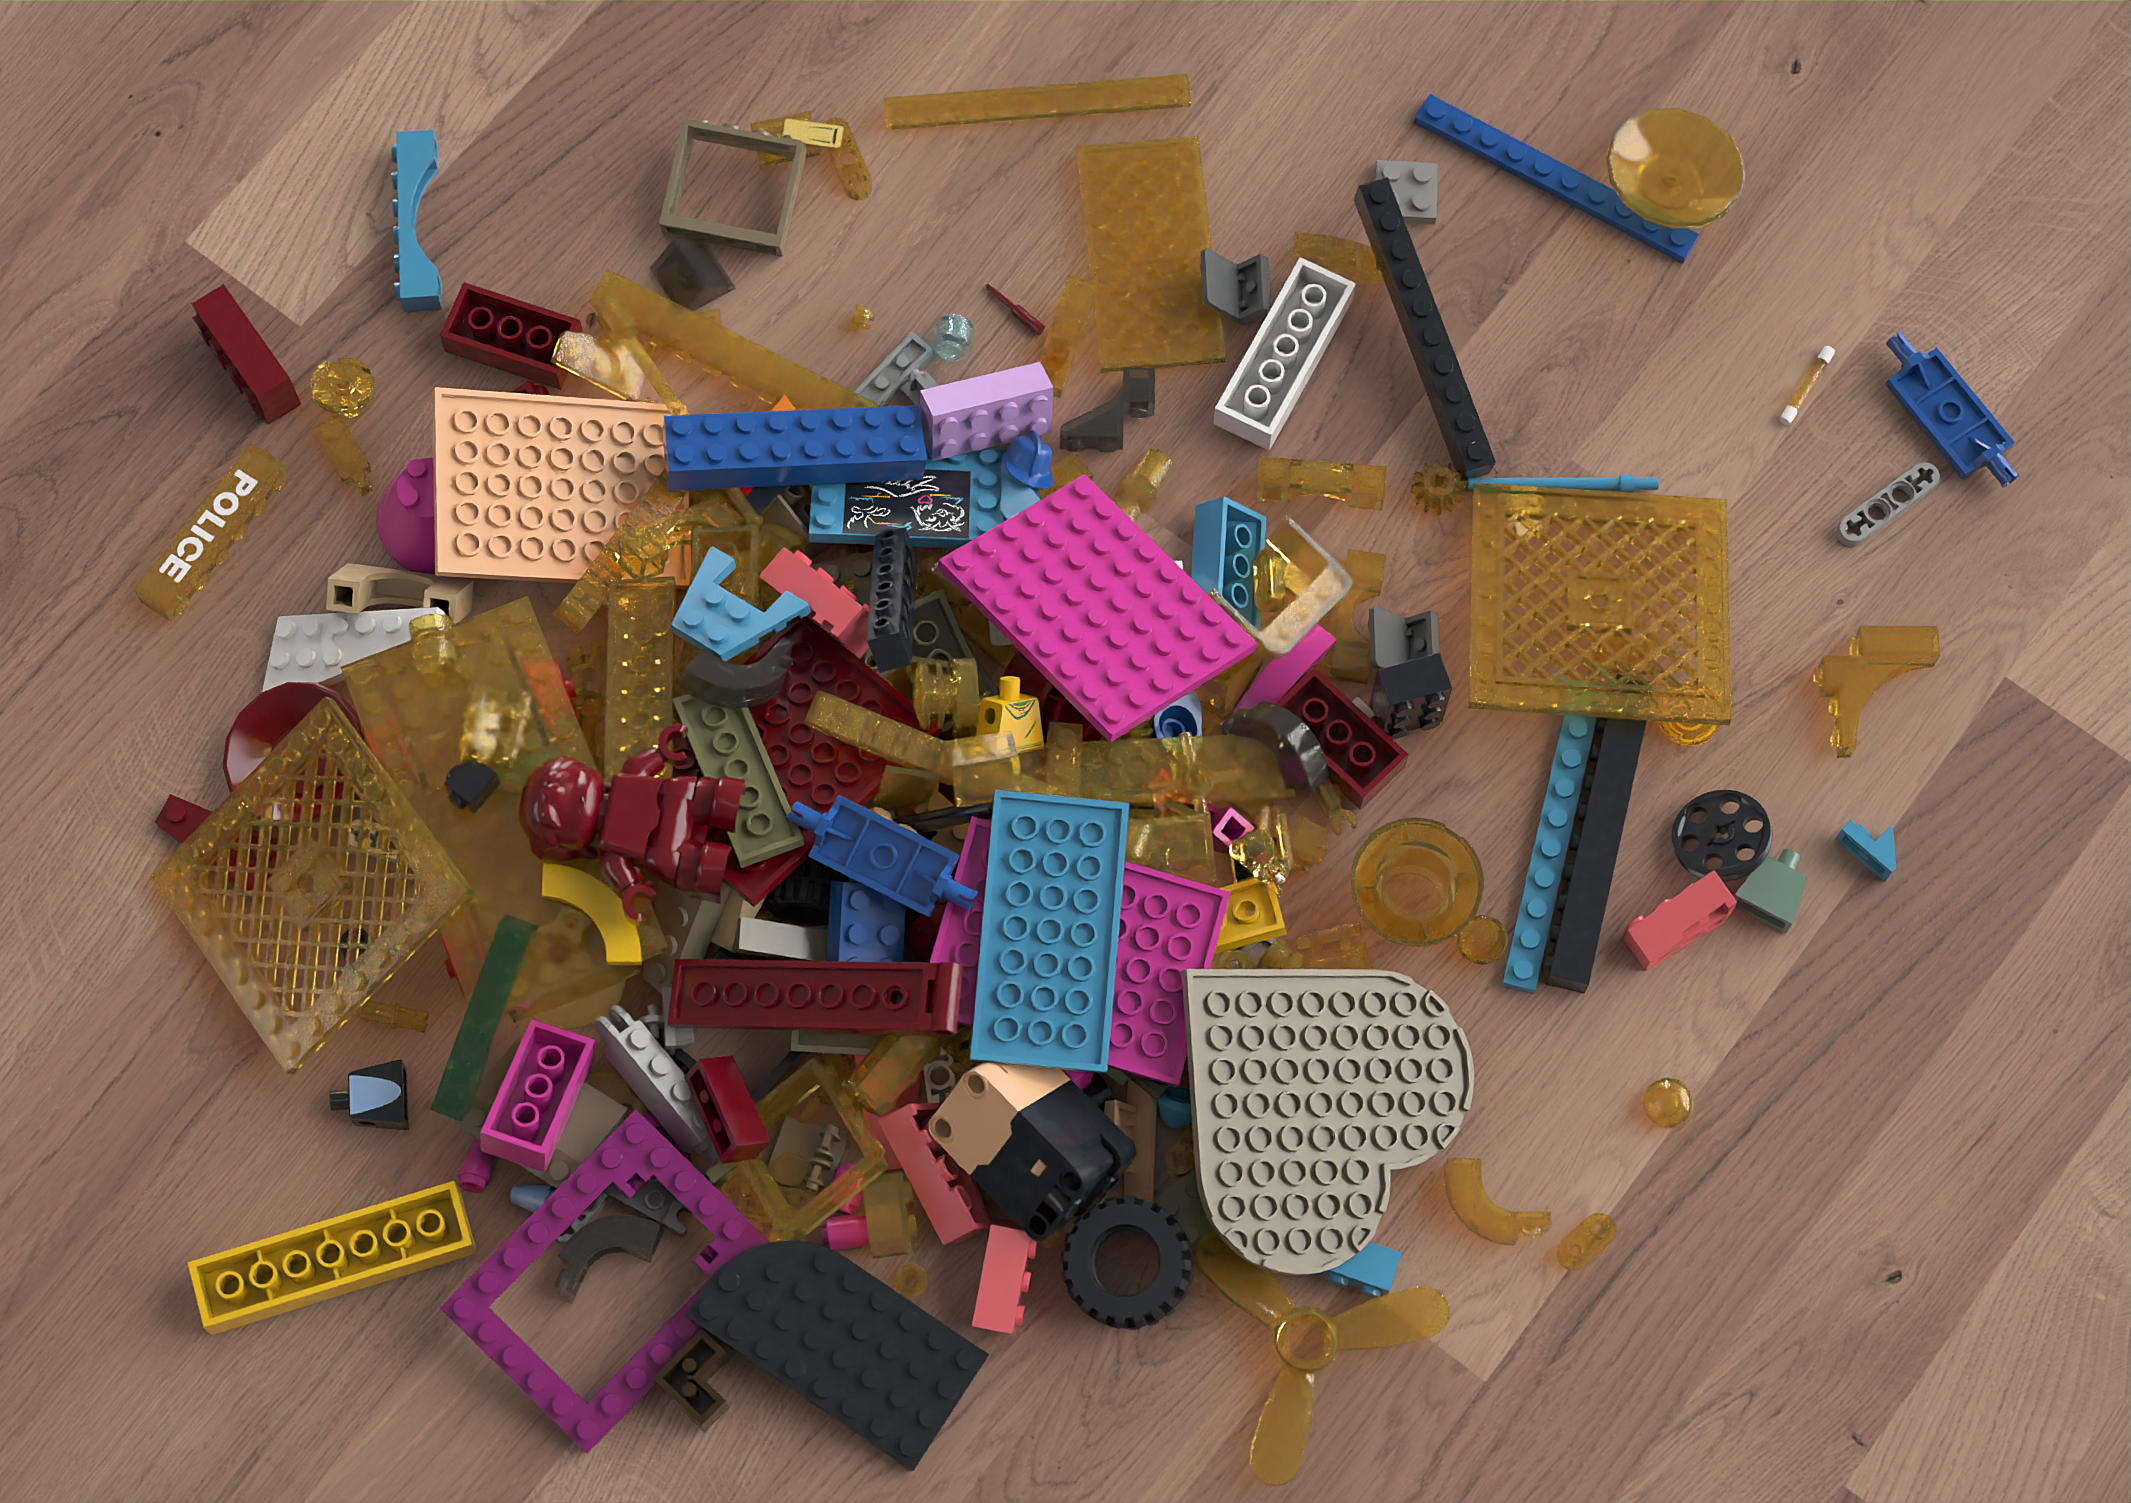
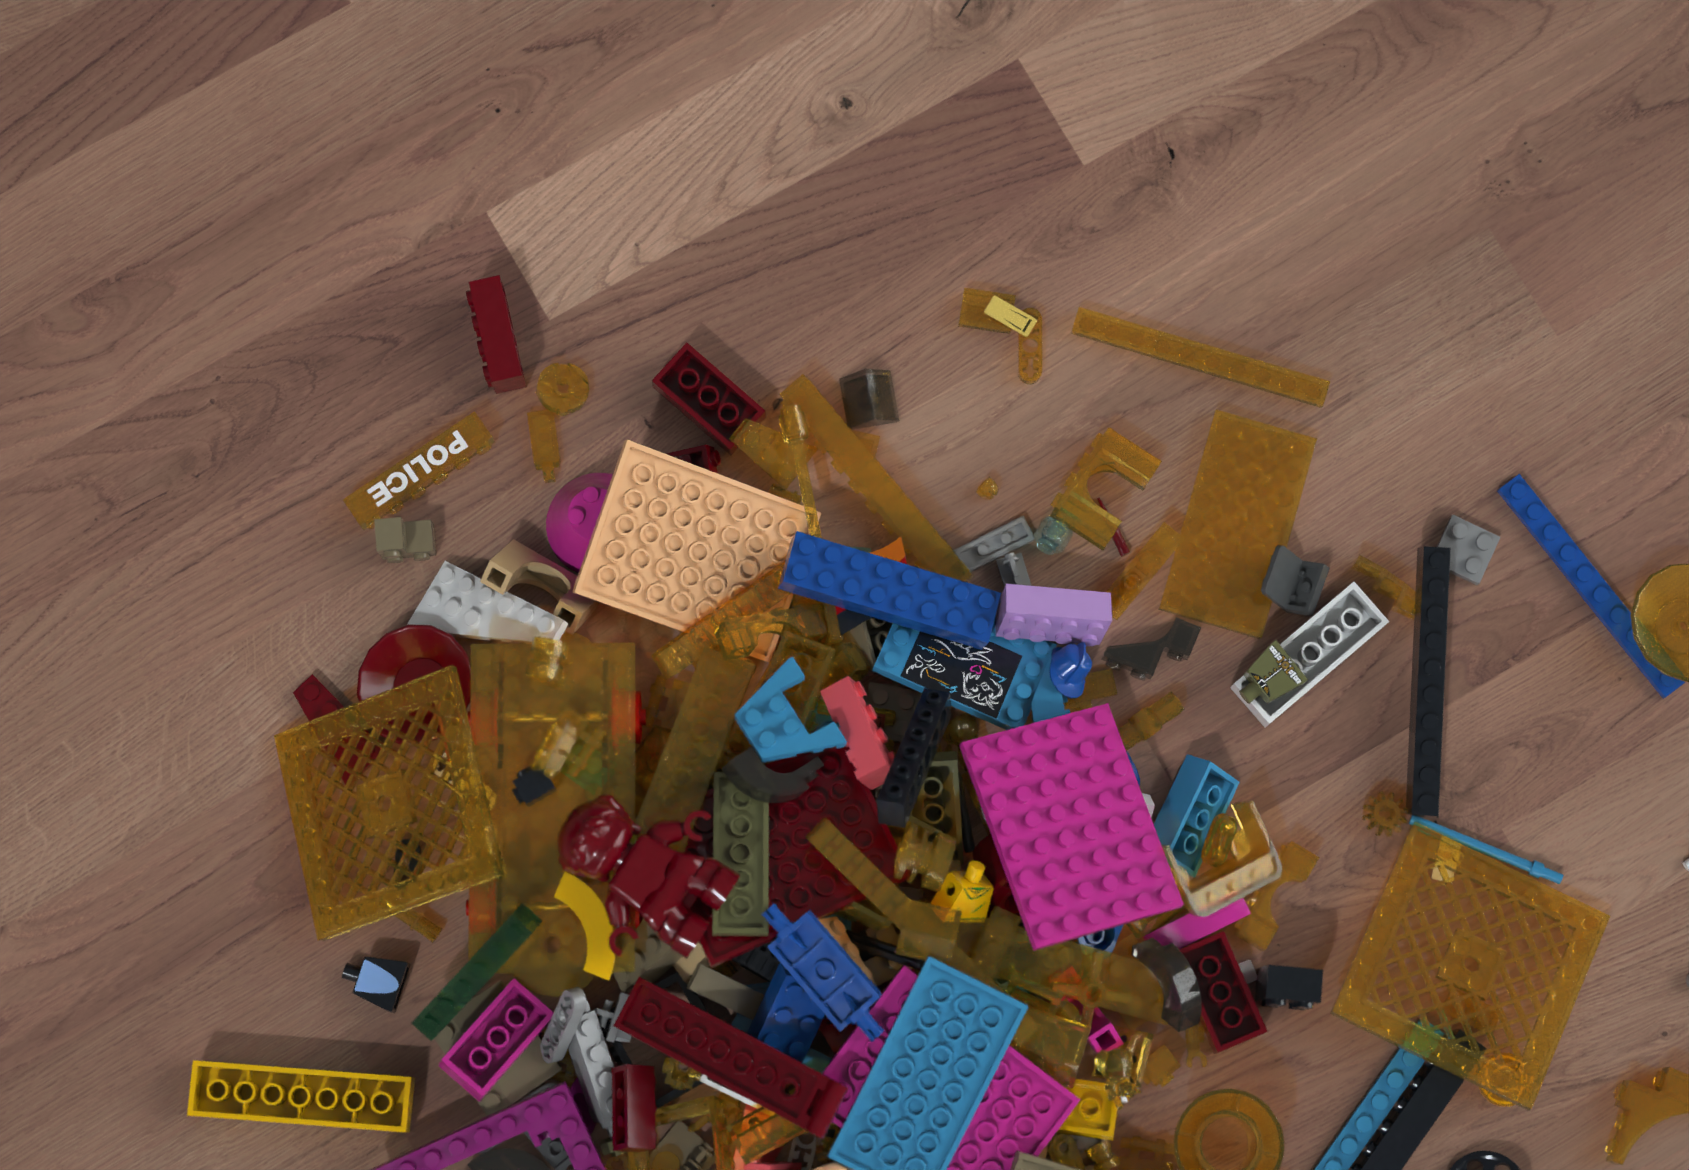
camera: 20 degrees right, 10 degrees up
(222, 608) = (404, 539): none -> dark tan brick
(416, 166) = (688, 220): dark azure arch -> none
(475, 1169) = (428, 1069): dark pink cone -> none
(531, 1196) = (467, 1108): medium blue cone -> none
(609, 1017) = (563, 1025): none -> light grey beam
(725, 234) = (945, 296): dark tan window -> none
(768, 1061) = (677, 1077): none -> clear yellow brick
(985, 232) = (1113, 455): none -> clear yellow arch
(1253, 380) = (1272, 675): none -> olive torso
(1354, 484) = (1295, 773): clear yellow arch -> none
(1401, 639) = (1303, 935): dark grey bracket -> none

